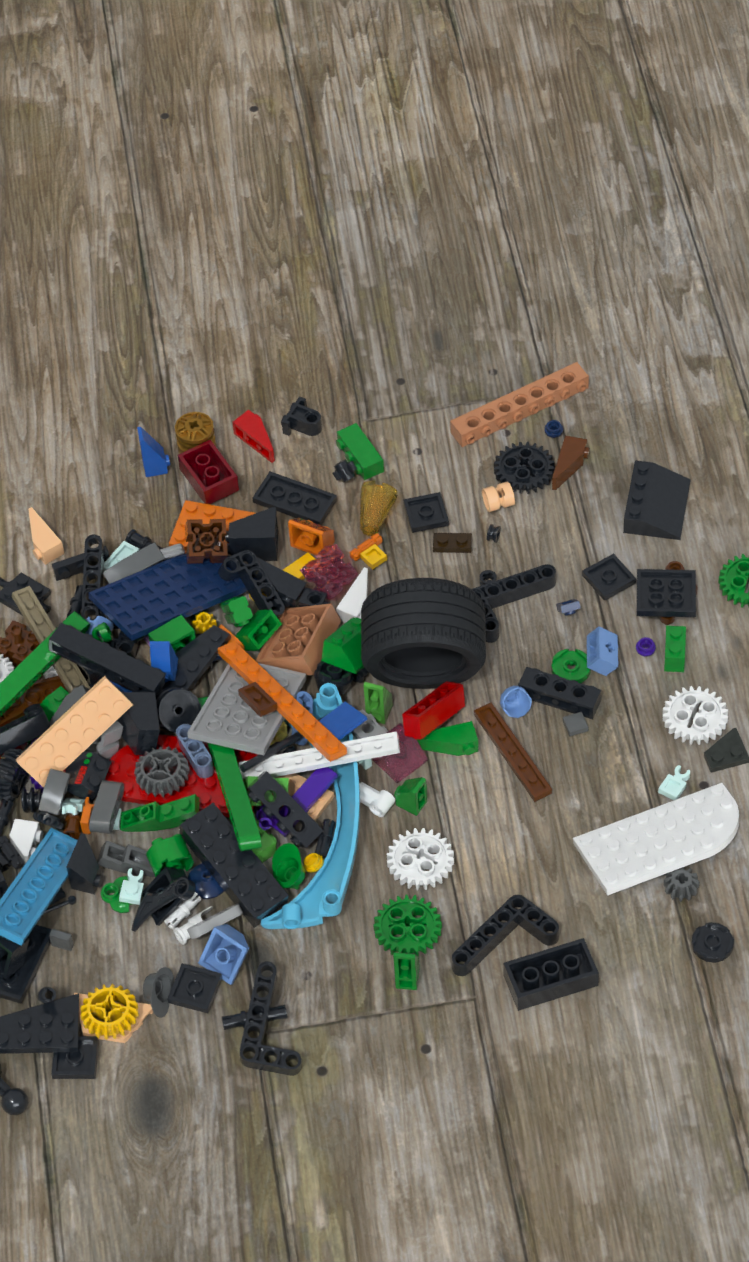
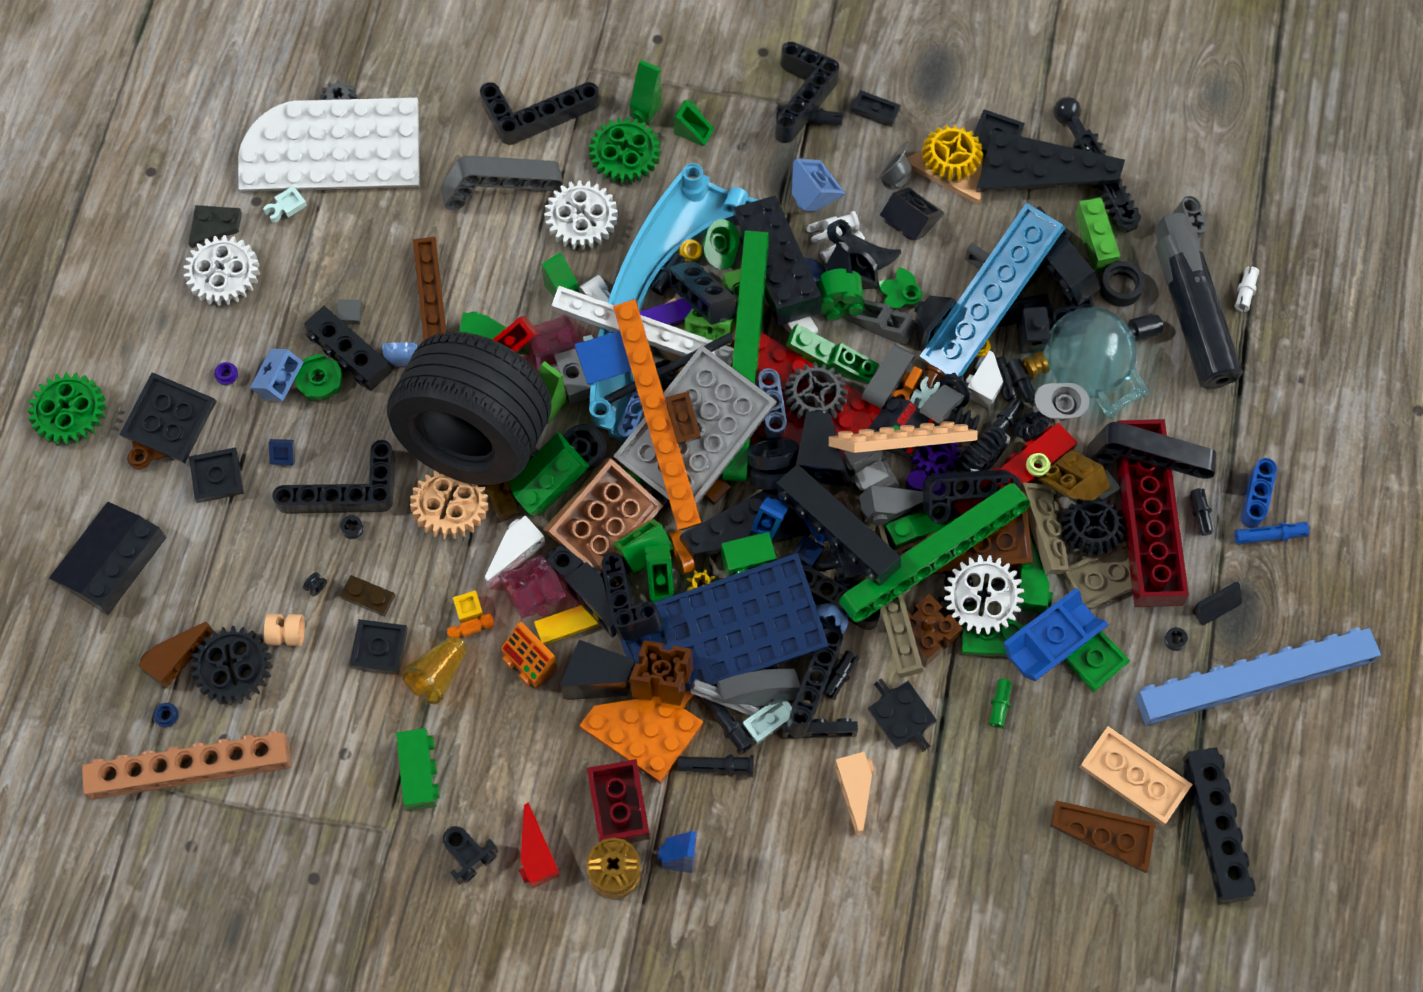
camera: 165 degrees left, 15 degrees up
(51, 995) = (1009, 193): black pin -> none
(104, 631) = (825, 592): green tile -> none
(130, 958) = (910, 213): none -> black slope
(132, 888) = (888, 284): light aqua plate -> none
(140, 524) = (728, 765): none -> black pin
(194, 988) = (857, 163): black plate -> none
(195, 1045) = (876, 108): none -> black plate
(215, 920) = (824, 217): light grey beam -> none
(294, 498) = (526, 730): black plate -> none
(344, 470) = (448, 744): black gear -> none
(357, 973) = (691, 124): none -> green slope
(497, 851) = (497, 173): none -> dark grey beam
(550, 974) = (510, 49): black brick -> none
(675, 648) = (197, 352): green brick -> none
(712, 942) = (341, 40): black tile -> none

